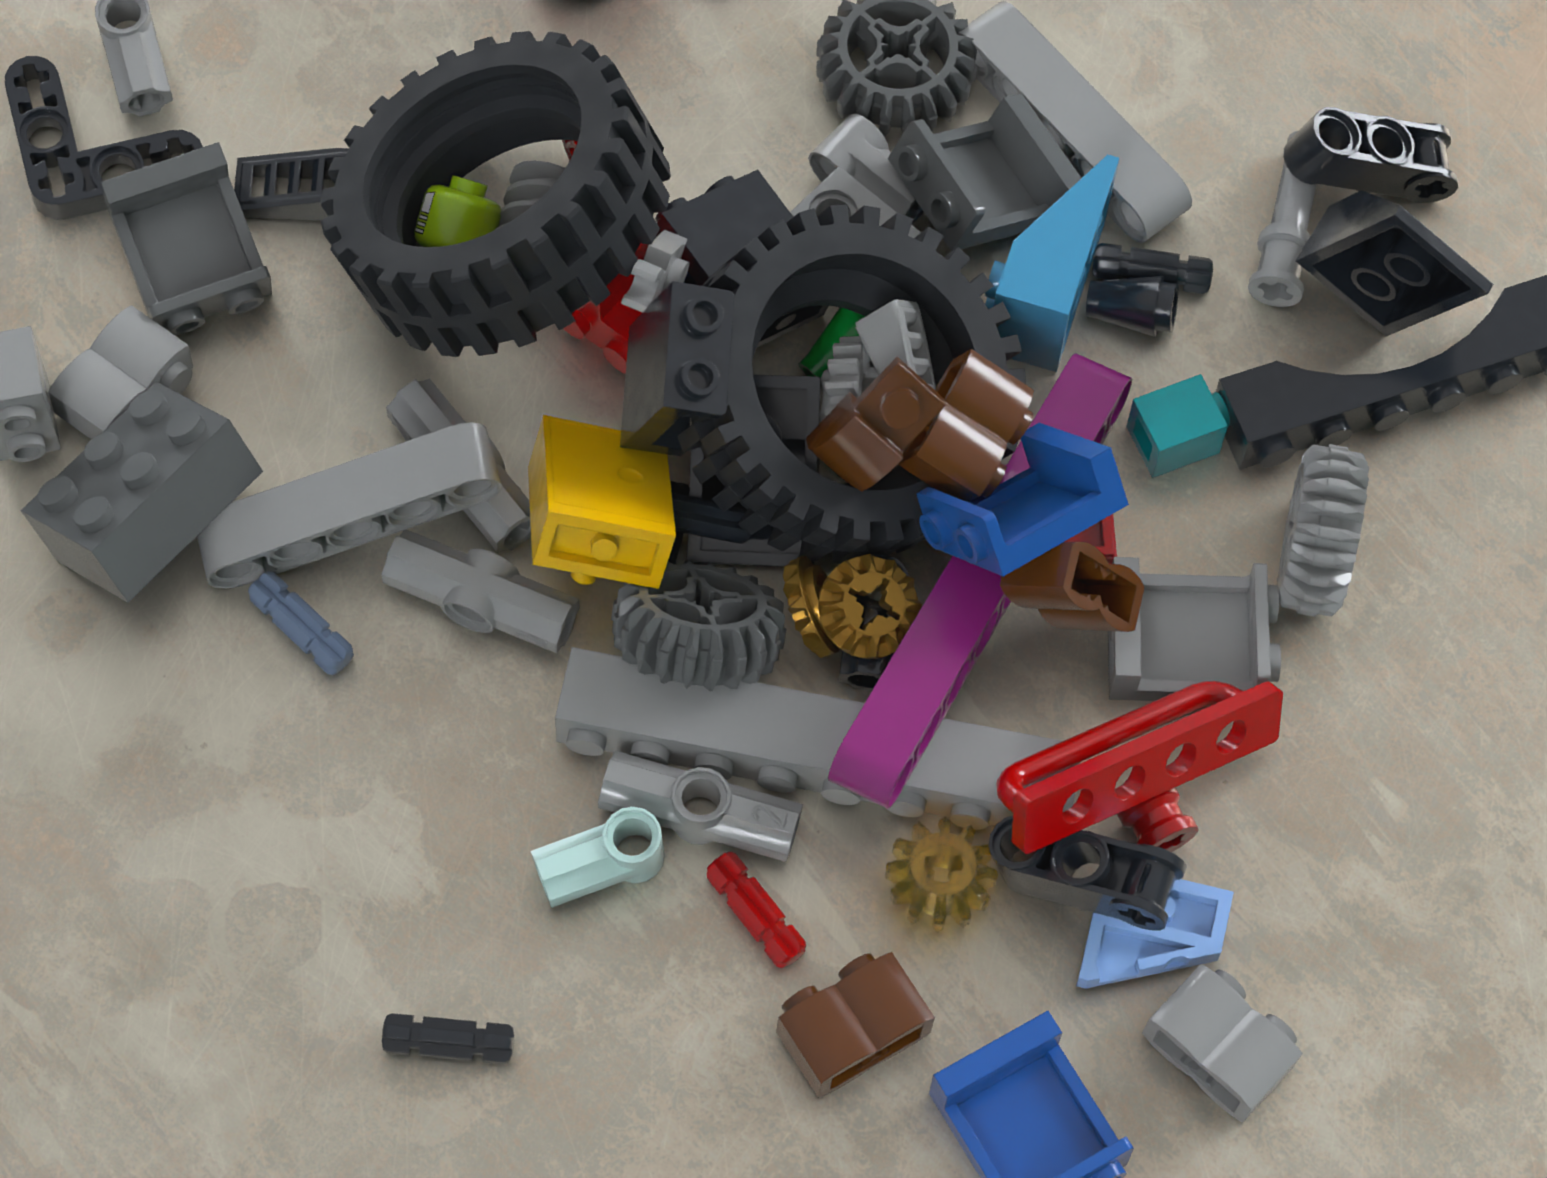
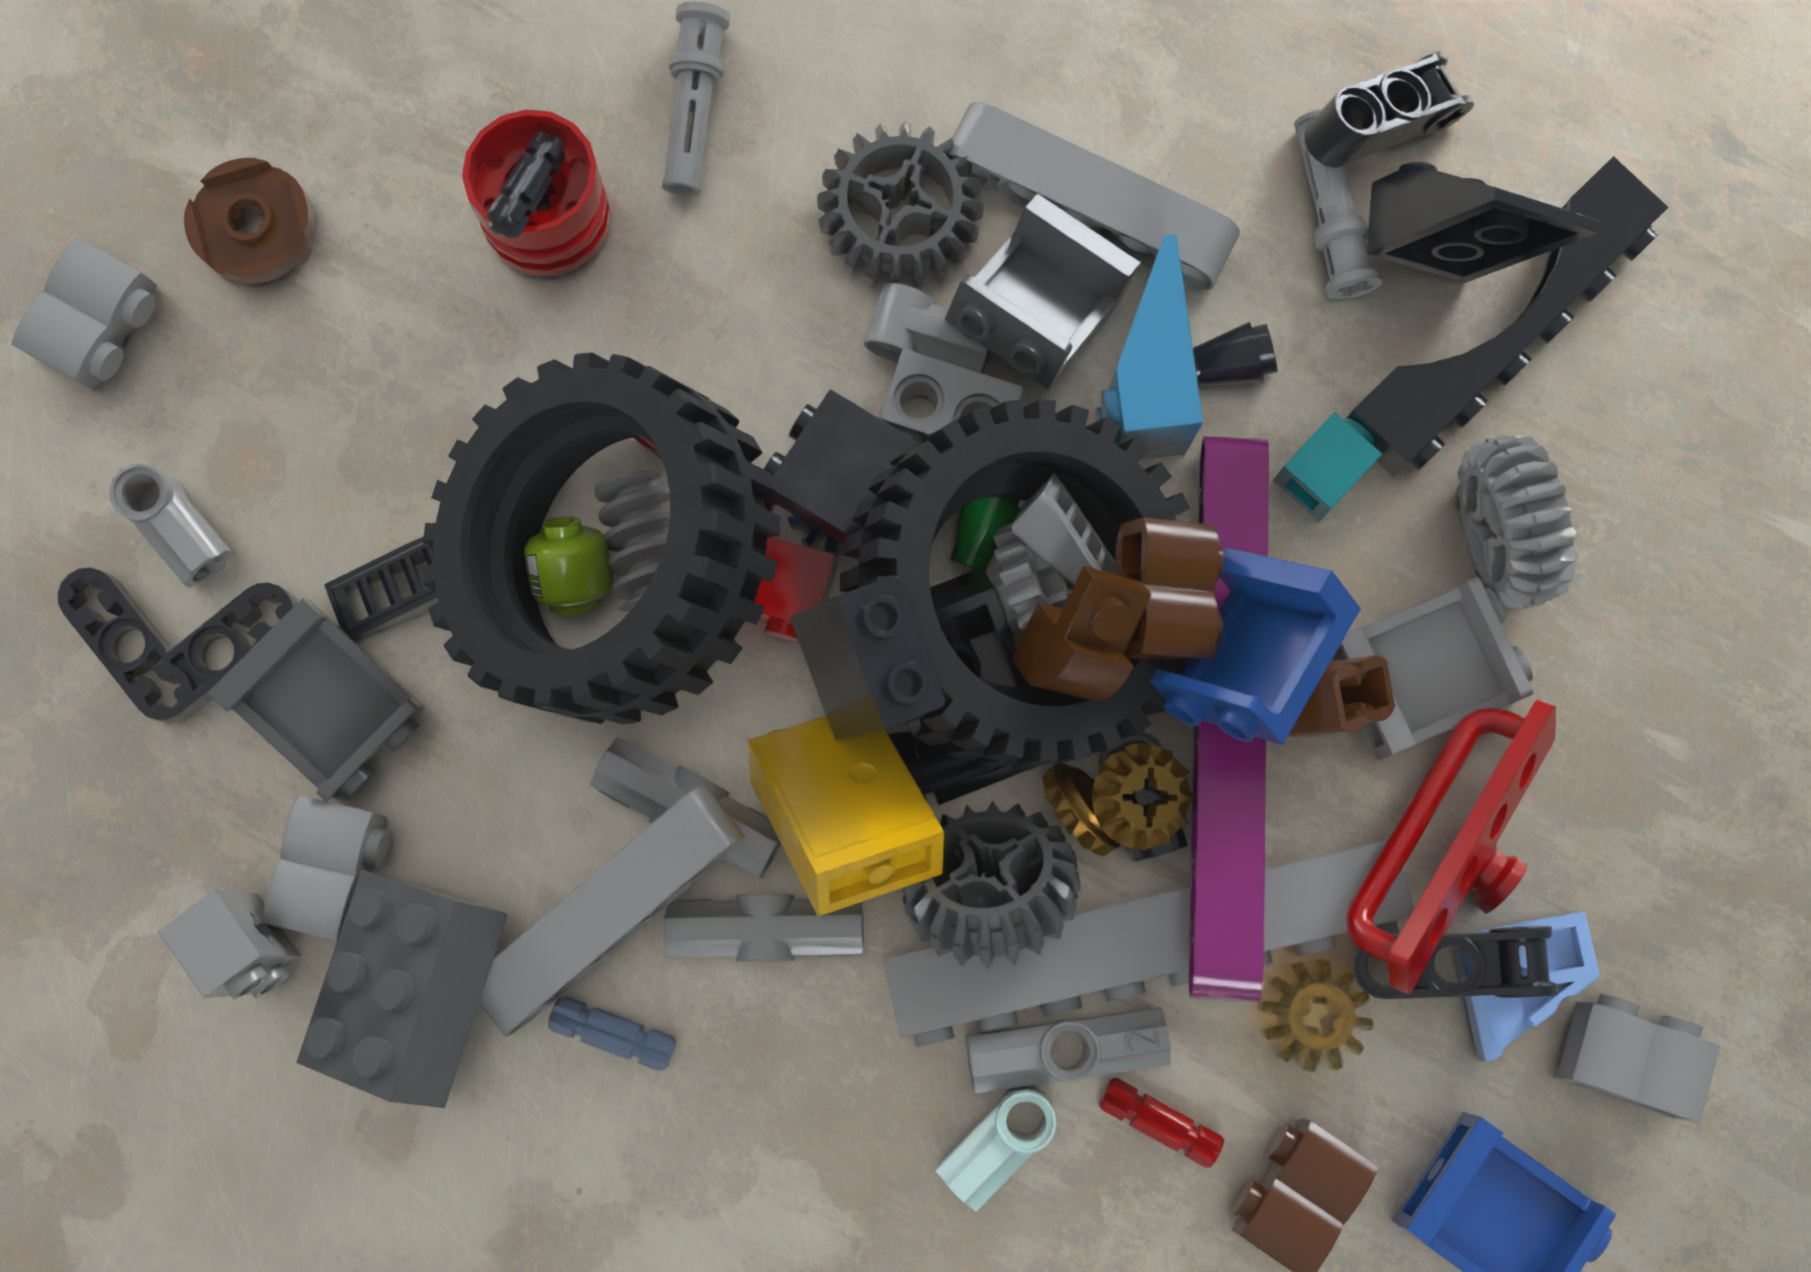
camera: 20 degrees left, 15 degrees up
(657, 270) = (795, 551): light grey plate -> none
(1192, 274) = (1237, 308): black axle -> none

